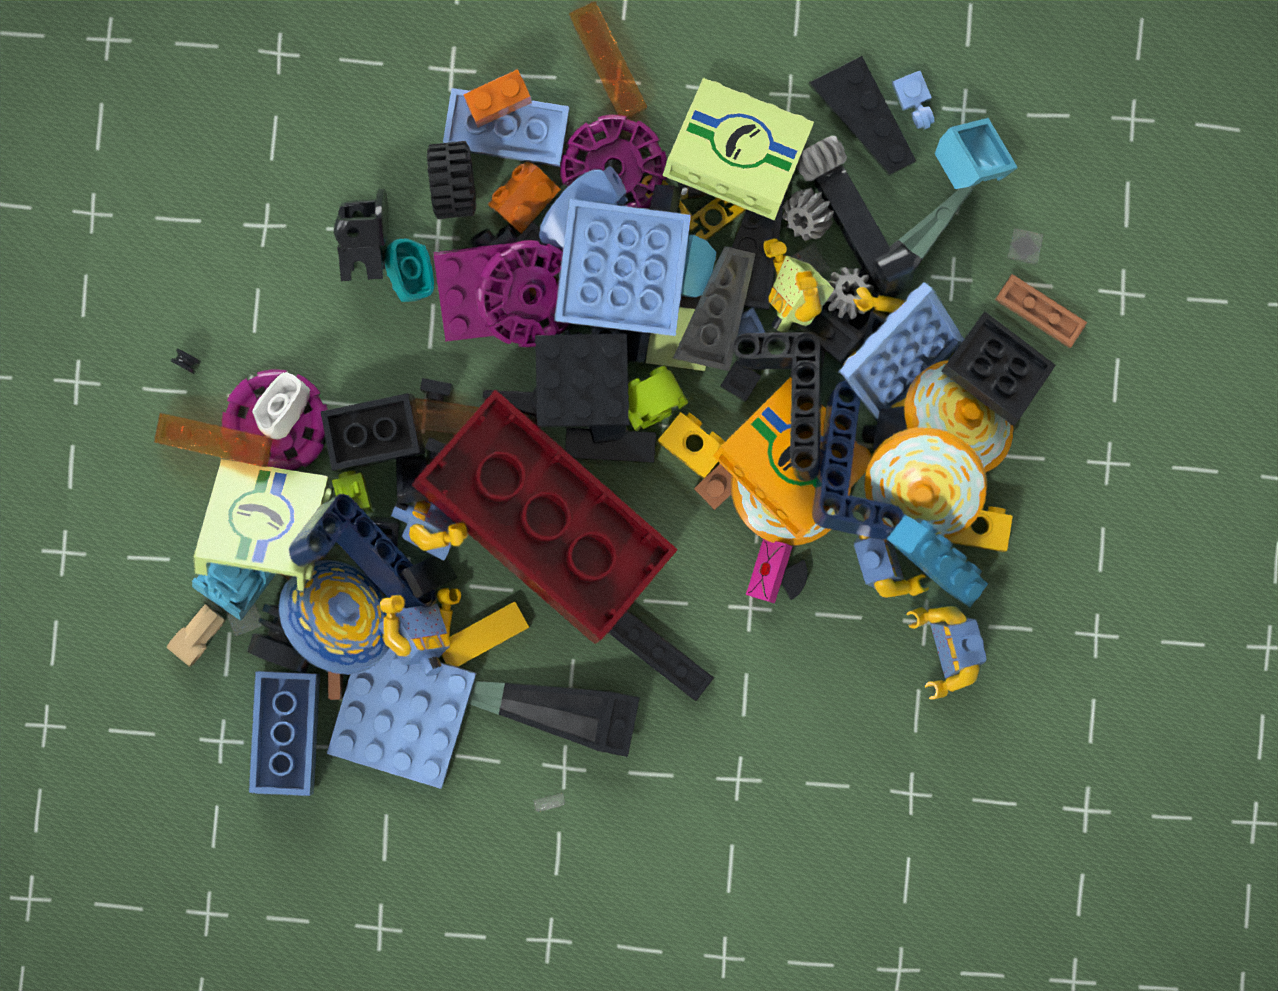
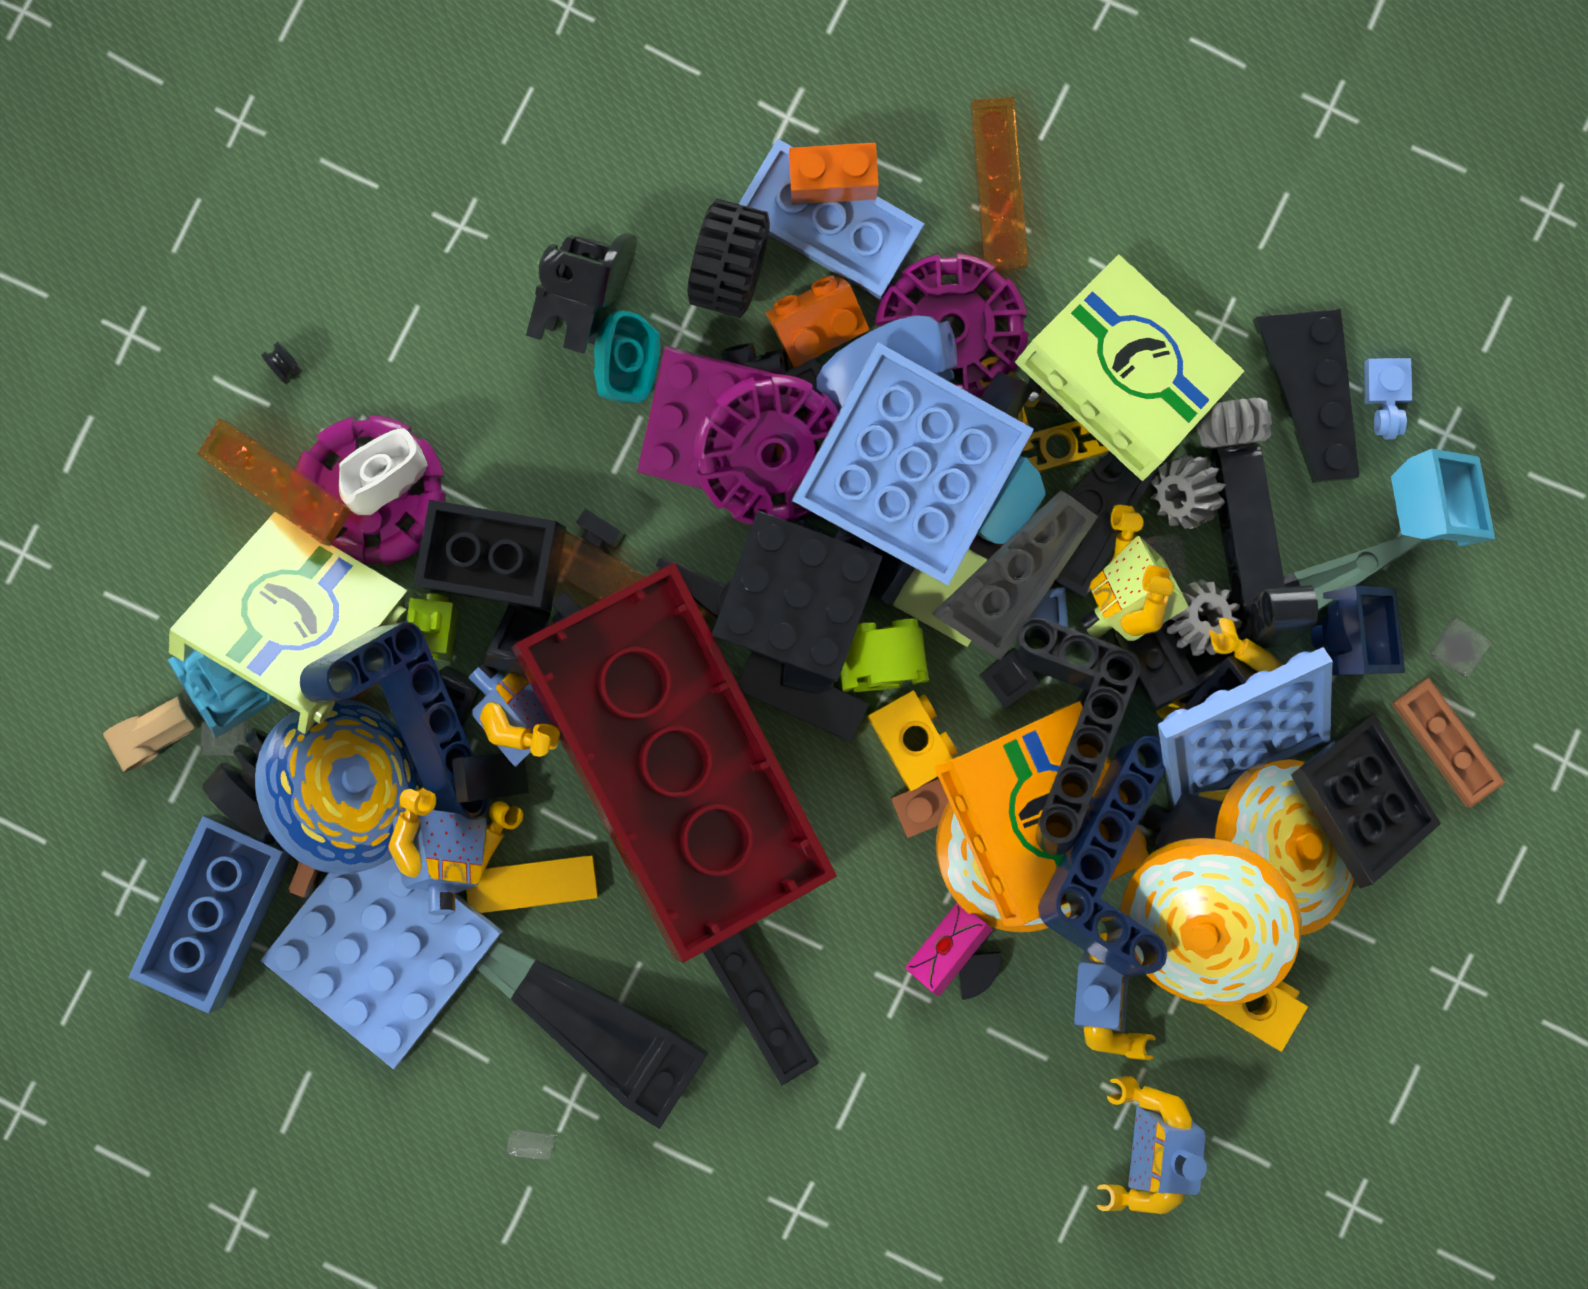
camera: 20 degrees right, 0 degrees up
(937, 560) = (1187, 1031): dark azure brick -> none
(955, 261) = (1361, 631): none -> dark blue brick

